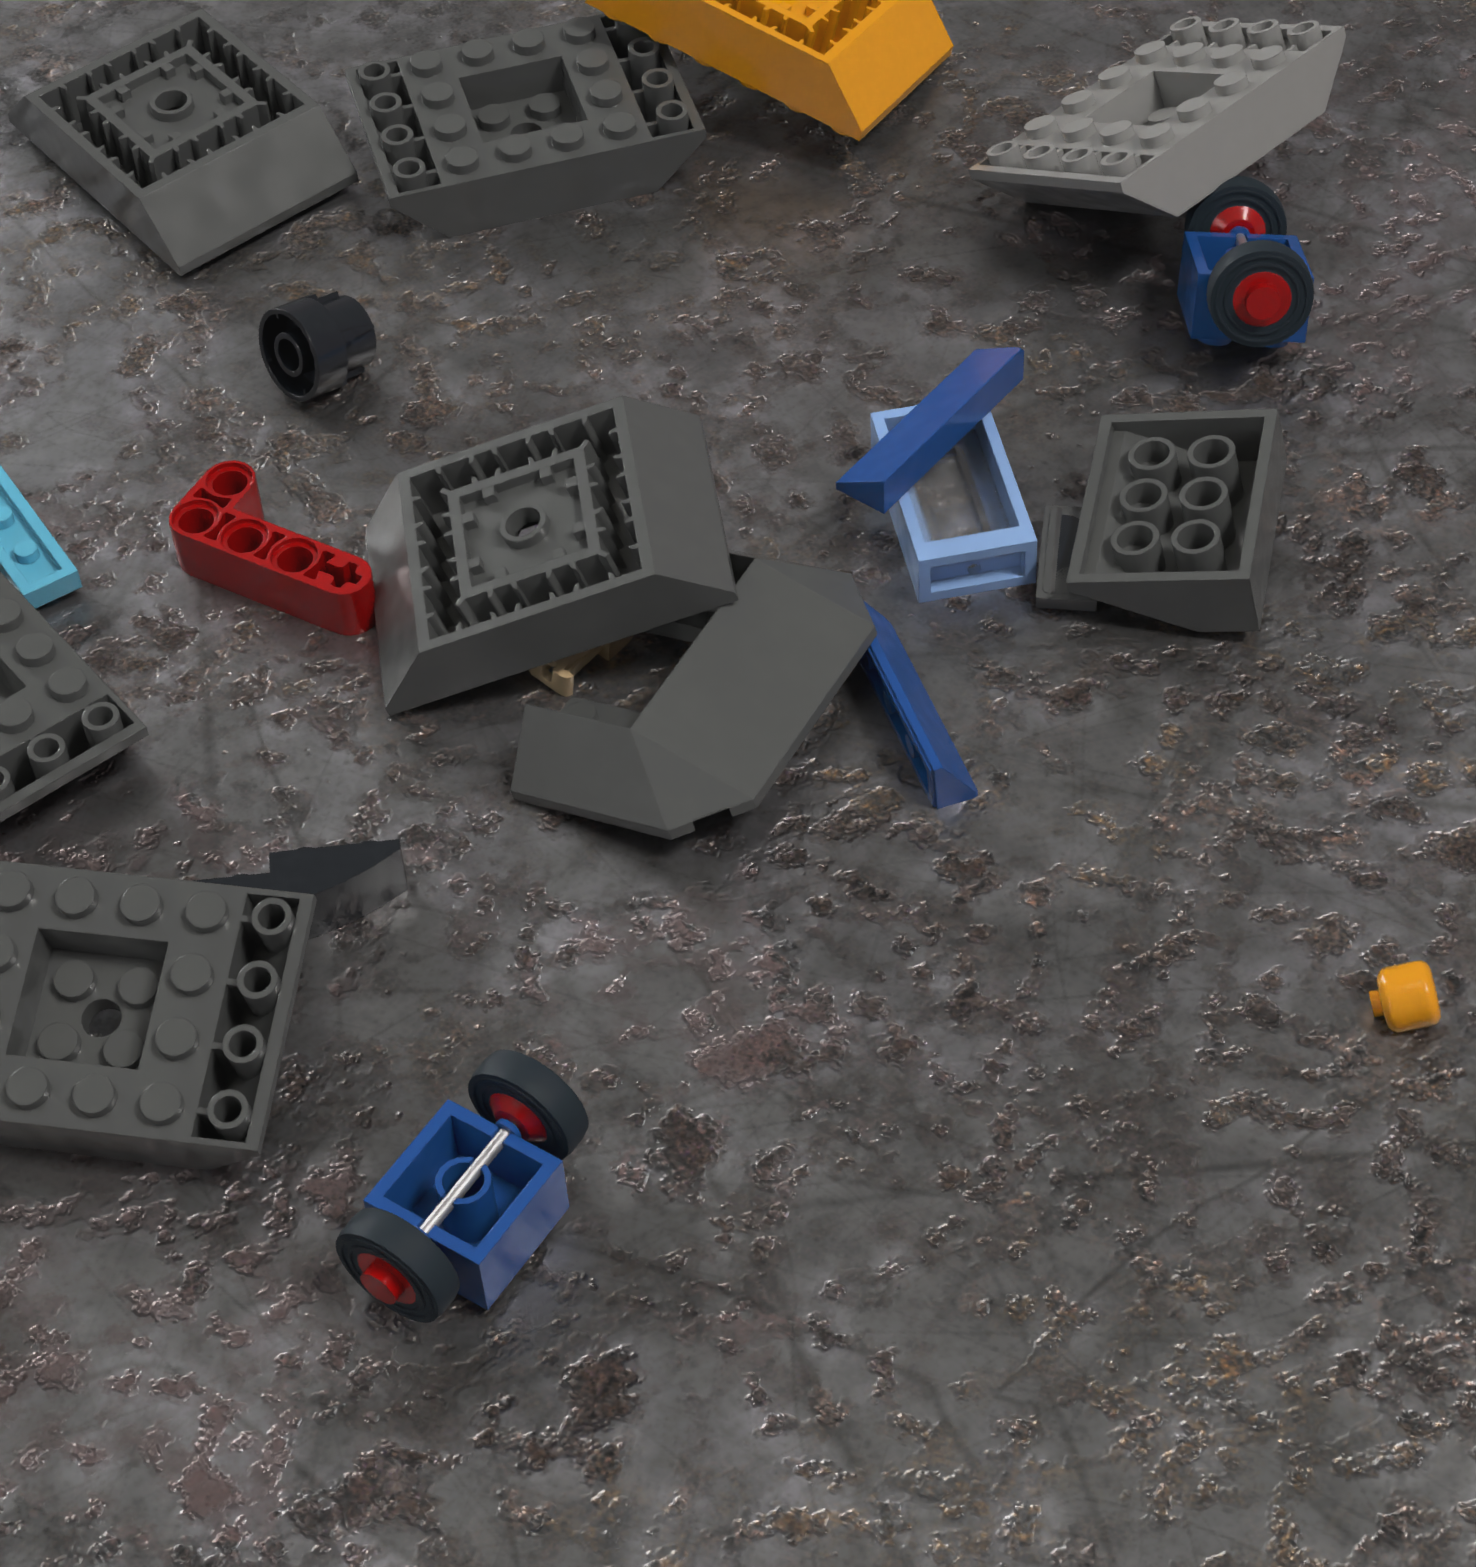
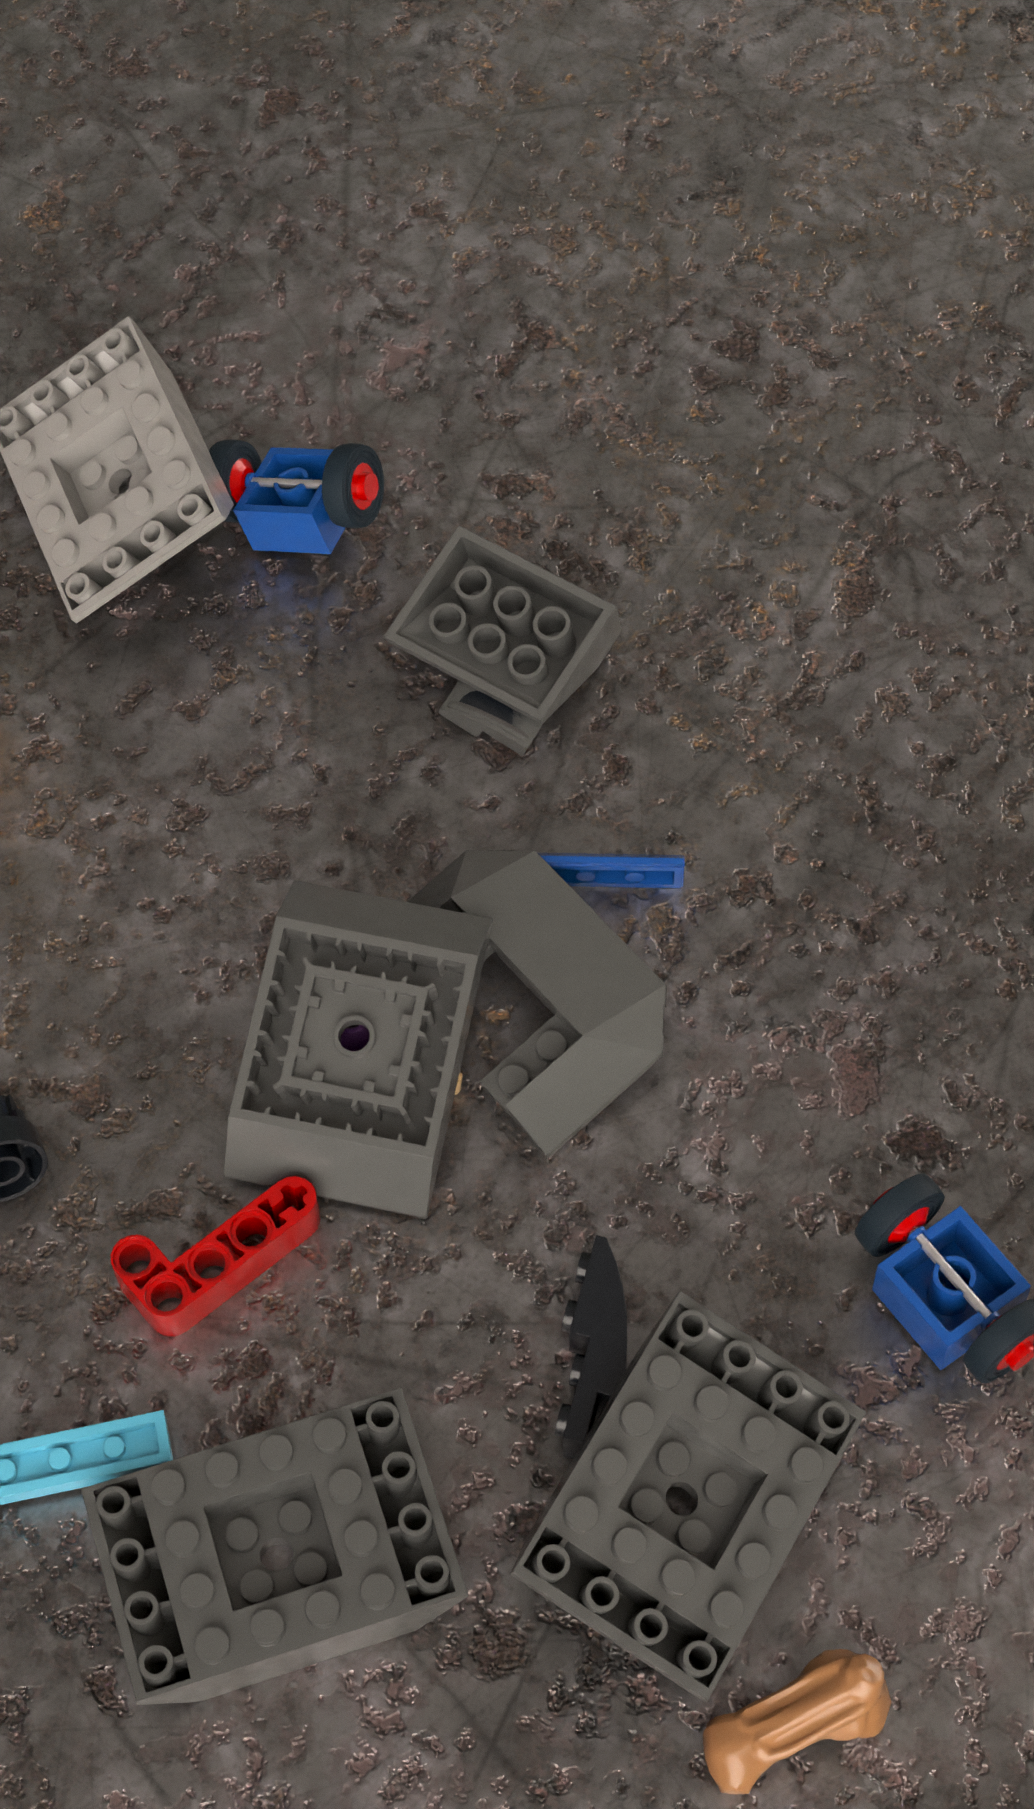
camera: 70 degrees left, 10 degrees up
(933, 427) = (352, 741): blue slope -> none
(964, 518) = (399, 763): light blue piece -> none
(1406, 997) = (972, 677): light orange piece -> none

